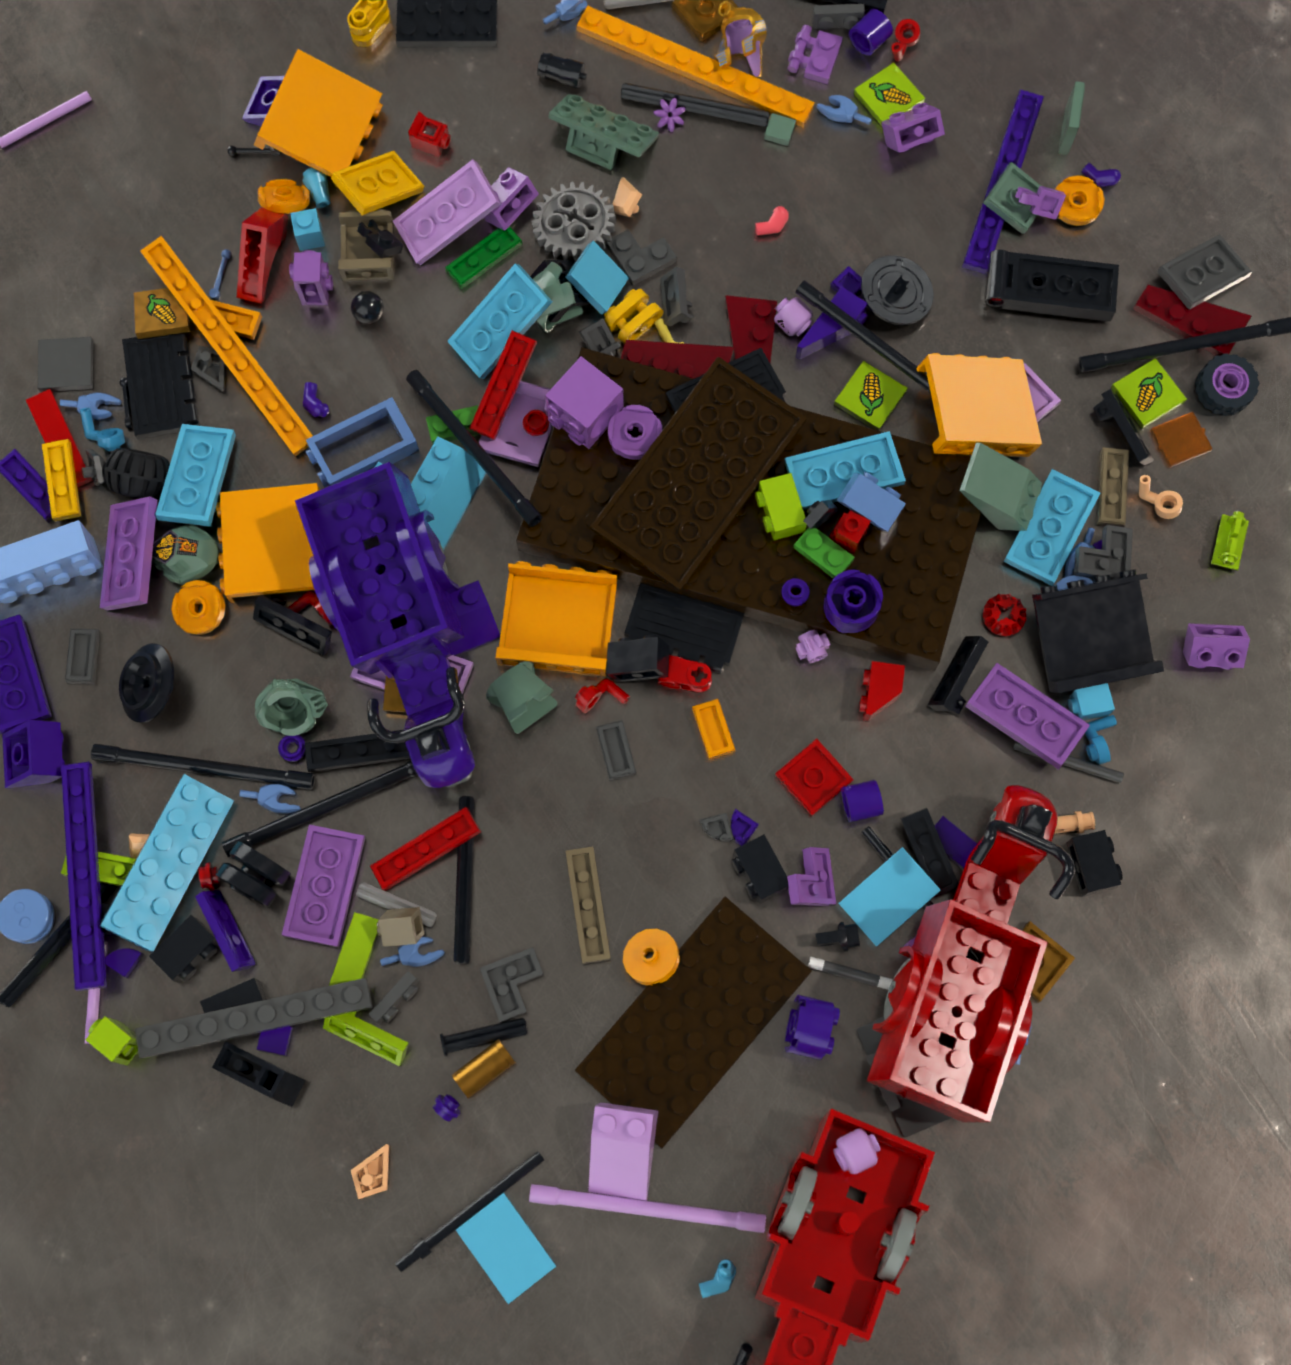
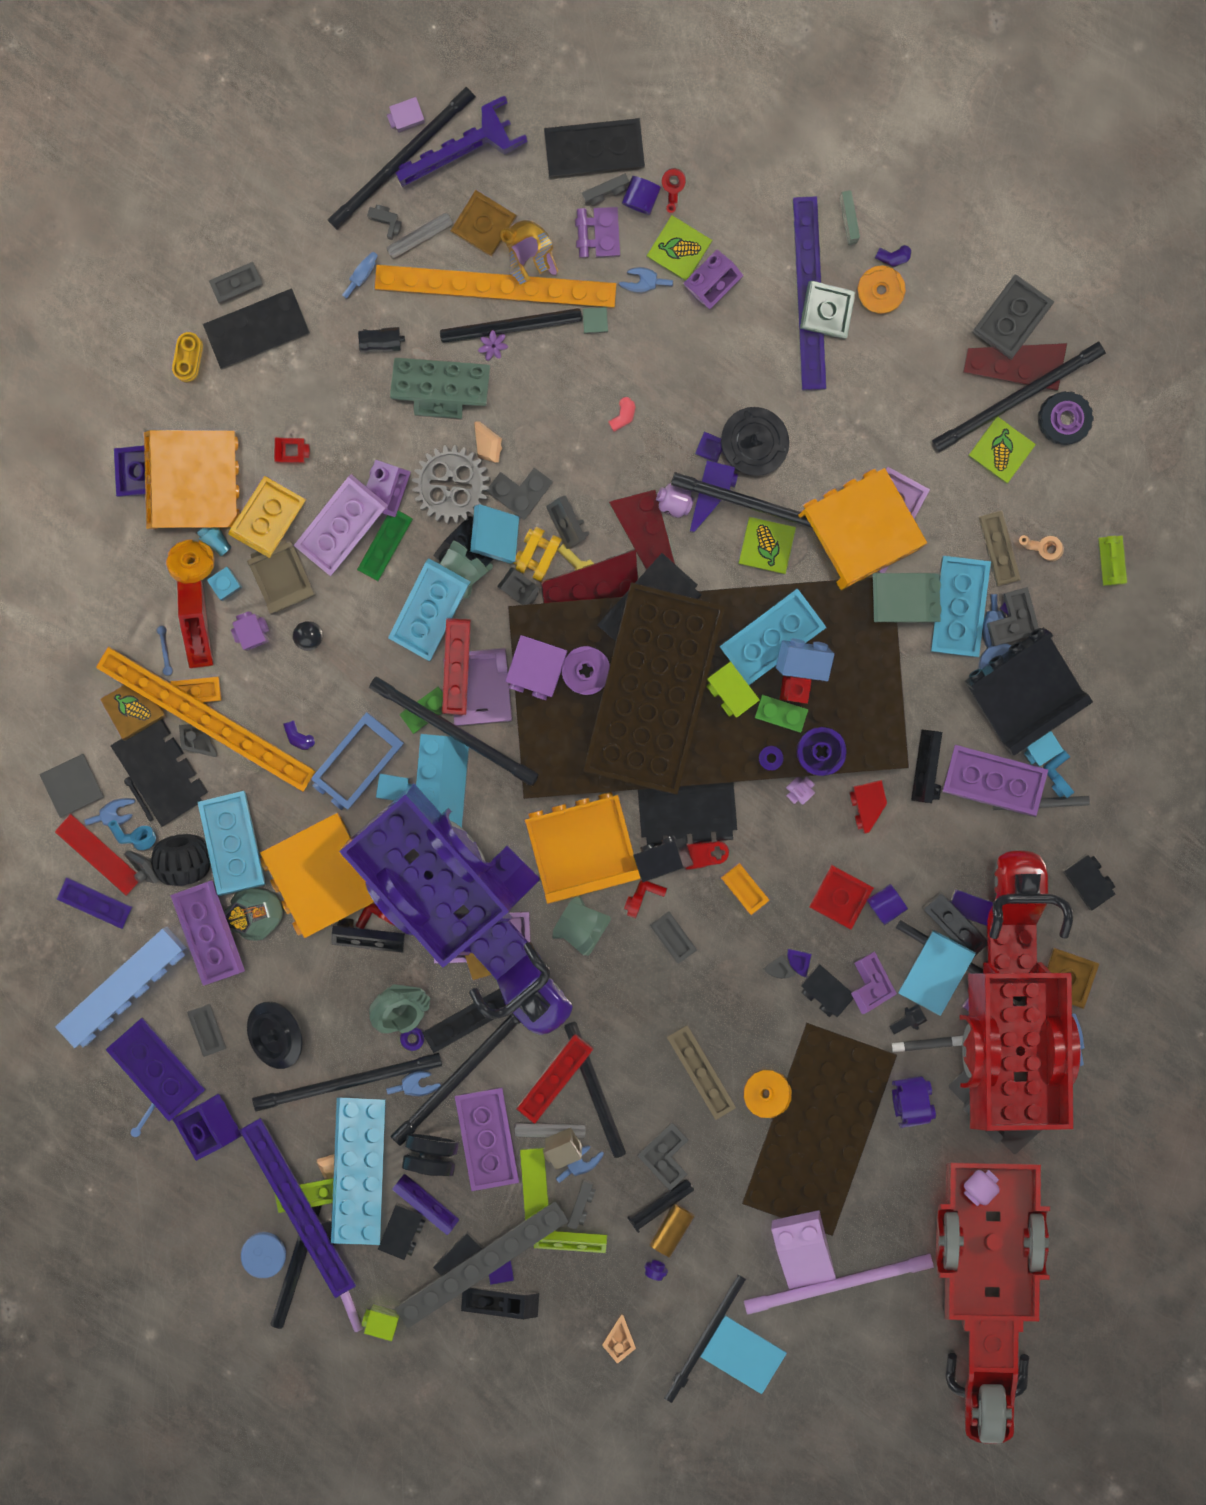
camera: 25 degrees left, 15 degrees up
(61, 480) = (120, 891): yellow tile -> none
(123, 960) = (355, 1258): dark purple tile -> none
(186, 605) = (276, 962): light orange plate -> none
(207, 876) = (393, 1168): red plate -> none
(232, 150) = (122, 530): black hinge -> none
(381, 242) = (295, 573): black plate -> none
(536, 422) = (495, 684): red plate -> none
(722, 1280) = (915, 1314): medium azure arm -> none
(820, 513) = (767, 687): black plate -> none
(1005, 626) = (936, 702): red gear -> none
(1045, 202) = (853, 310): medium lavender plate -> none
(1063, 286) = (897, 379): black hinge -> none
(1076, 822) = (1061, 854): light nougat pin -> none
(1111, 408) = (978, 478): black hinge -> none
(1181, 439) = (1043, 480): clear orange piece -> none
(1216, 646) = (1128, 661): medium lavender brick -> none

